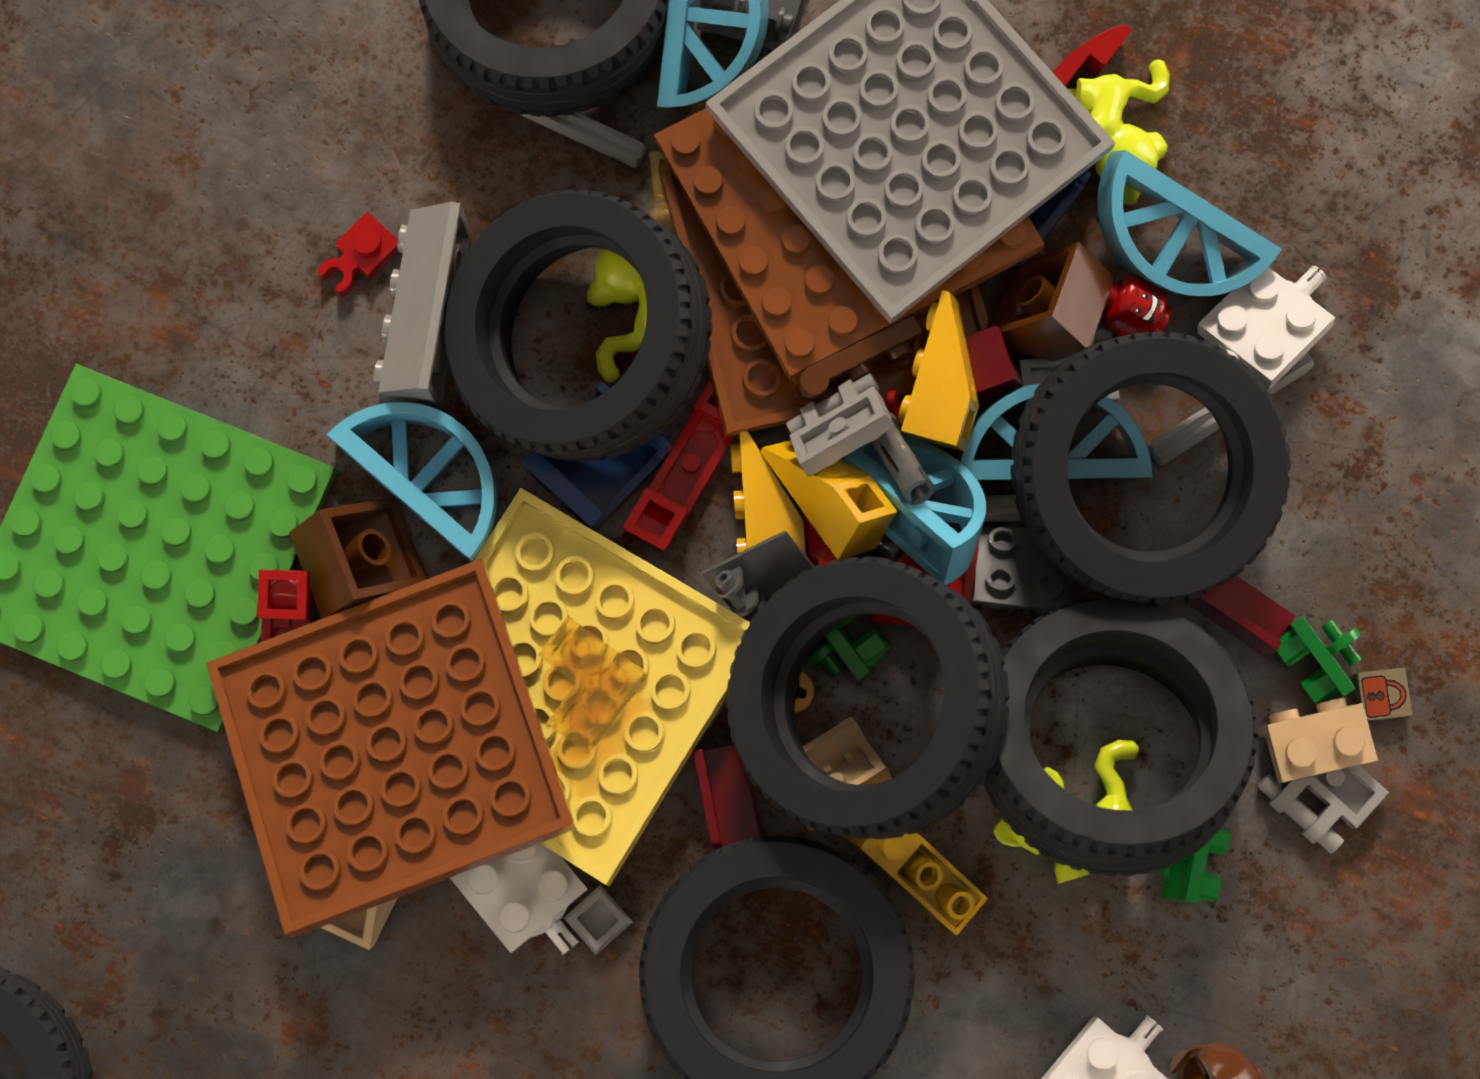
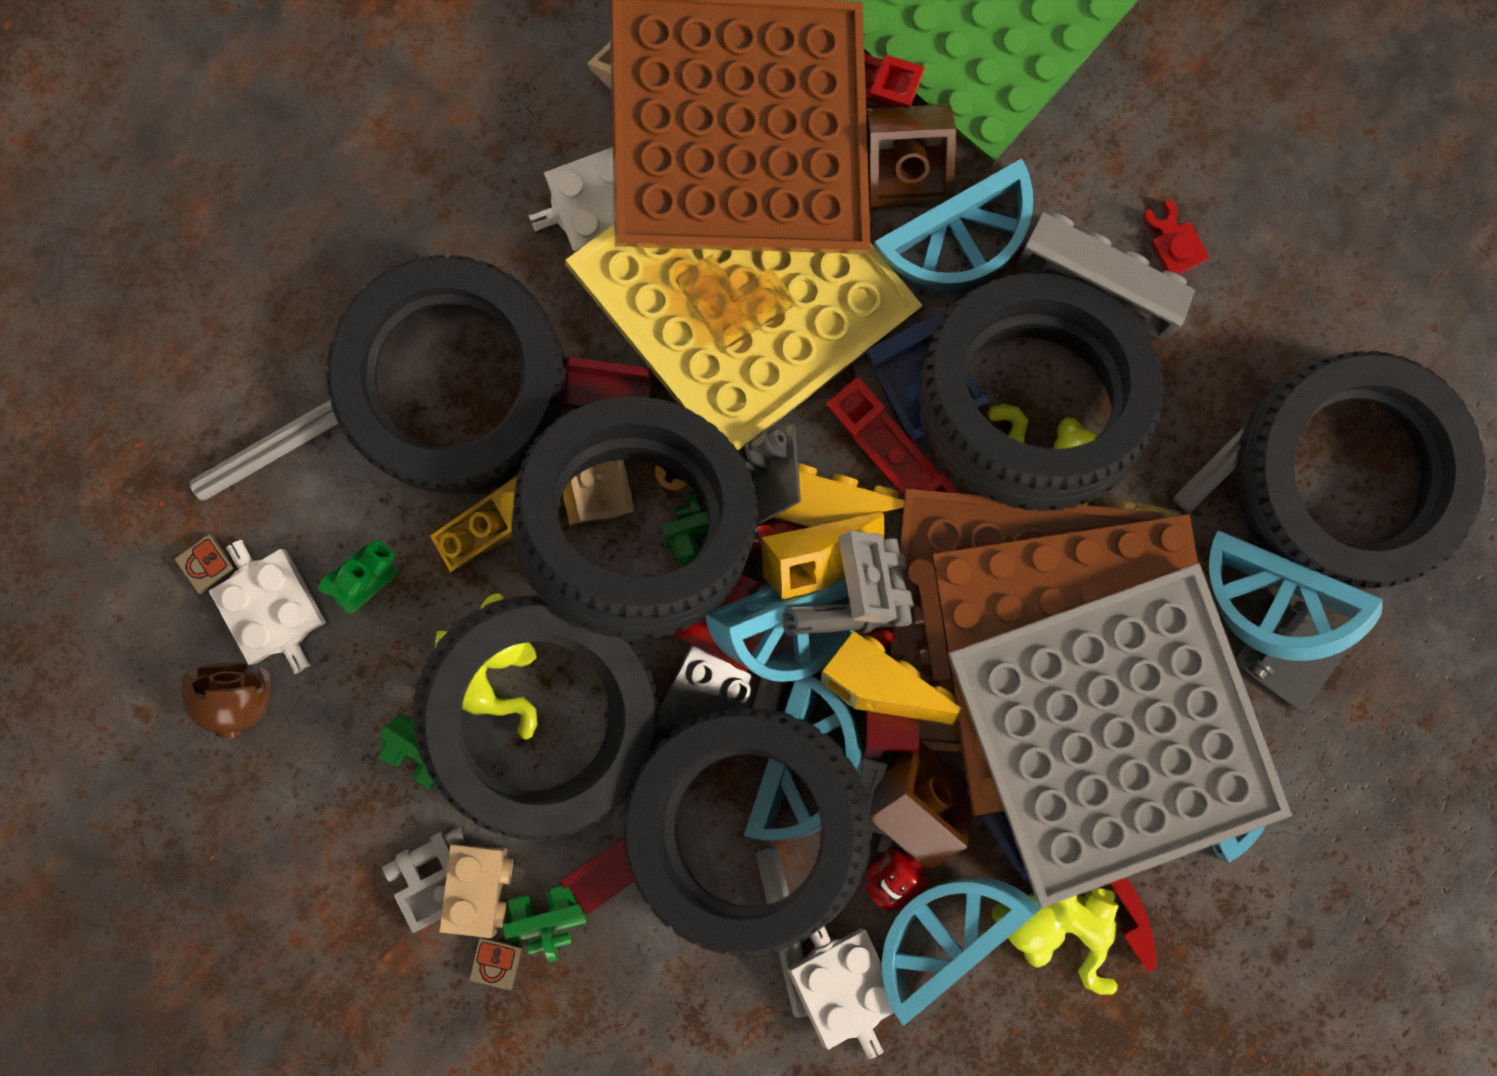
camera: 110 degrees right, 5 degrees up
(598, 919) = (545, 253): light grey tile -> none
(1033, 990) = (360, 576): none -> green hips

